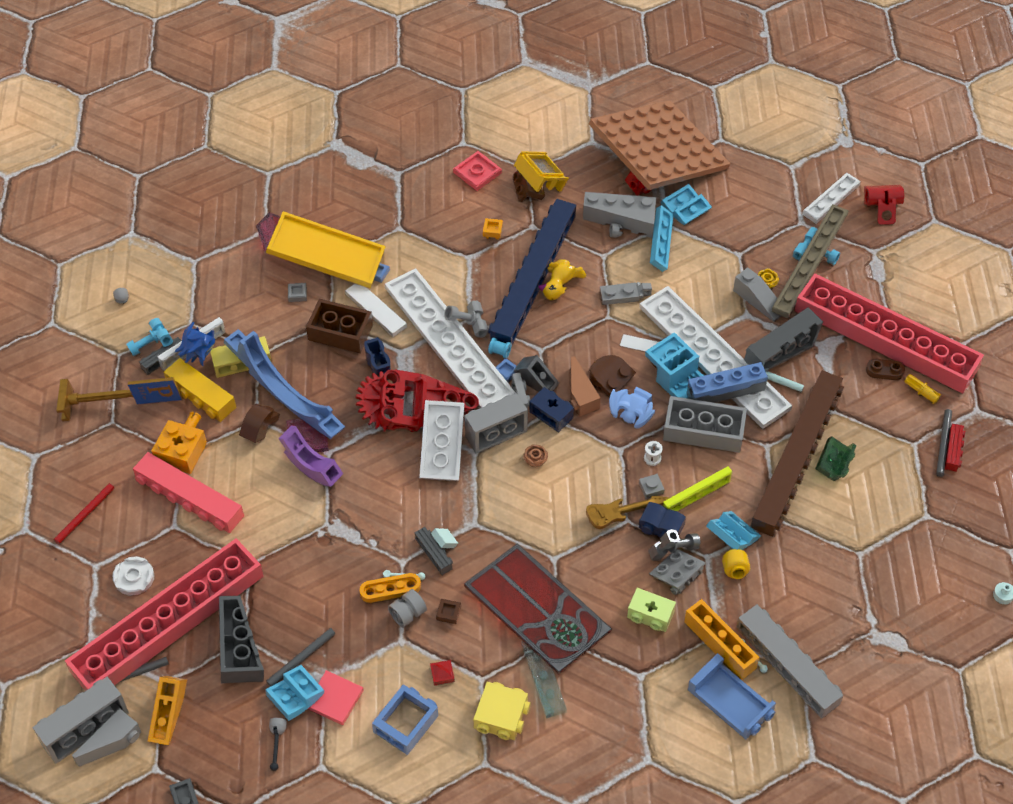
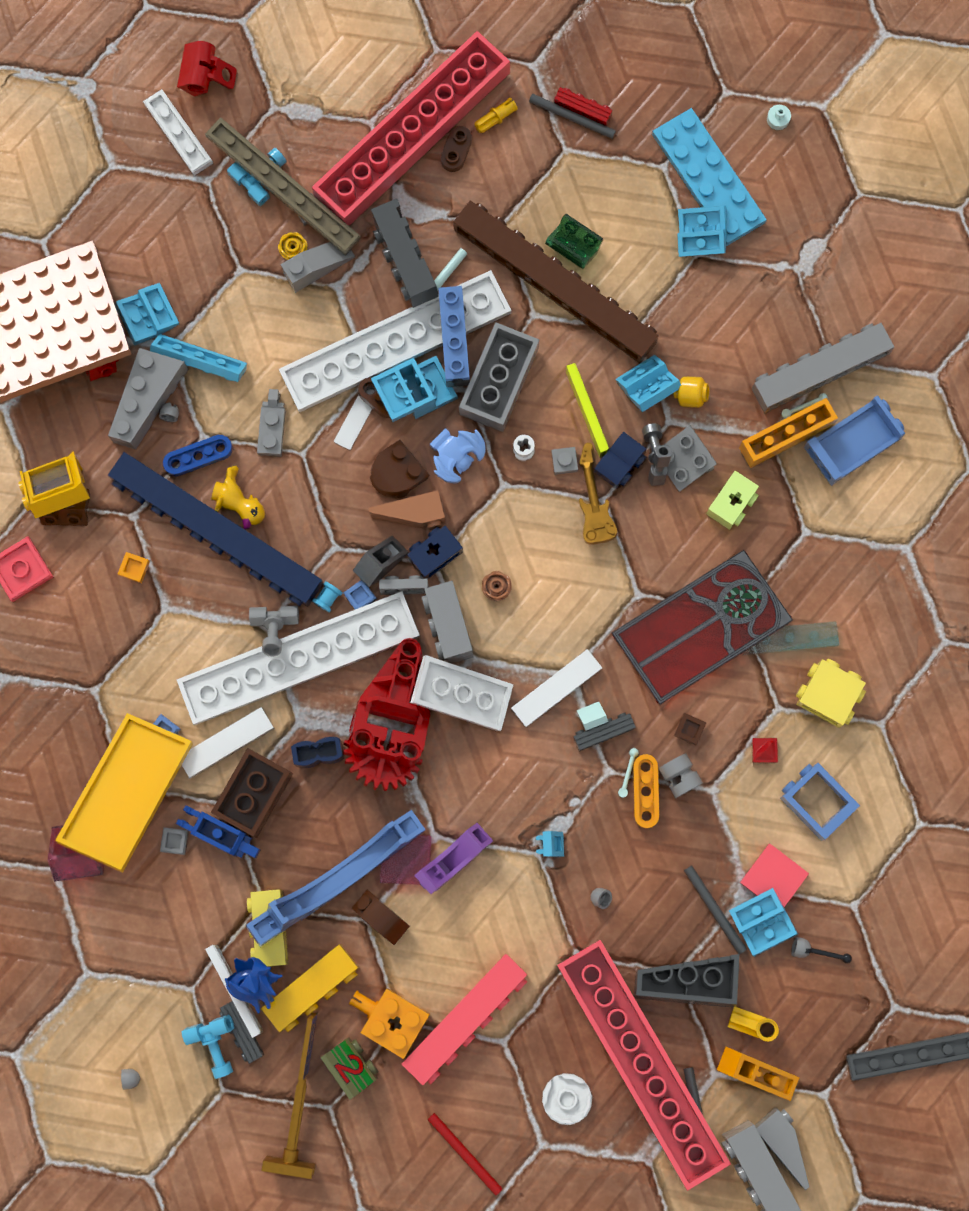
camera: 75 degrees left, 25 degrees up
(140, 420) = (350, 1067): none -> slope
(208, 699) = (750, 1023): none -> yellow piece
(296, 573) = (601, 898): none -> light grey hinge
(303, 310) = (219, 834): none -> blue hinge
(335, 528) = (552, 844): none -> medium azure tile
(463, 512) = (556, 688): none -> white tile
(595, 261) = (186, 455): none -> blue plate
(879, 548) = (702, 231): none -> medium azure slope
(929, 549) = (708, 173): none -> medium azure plate

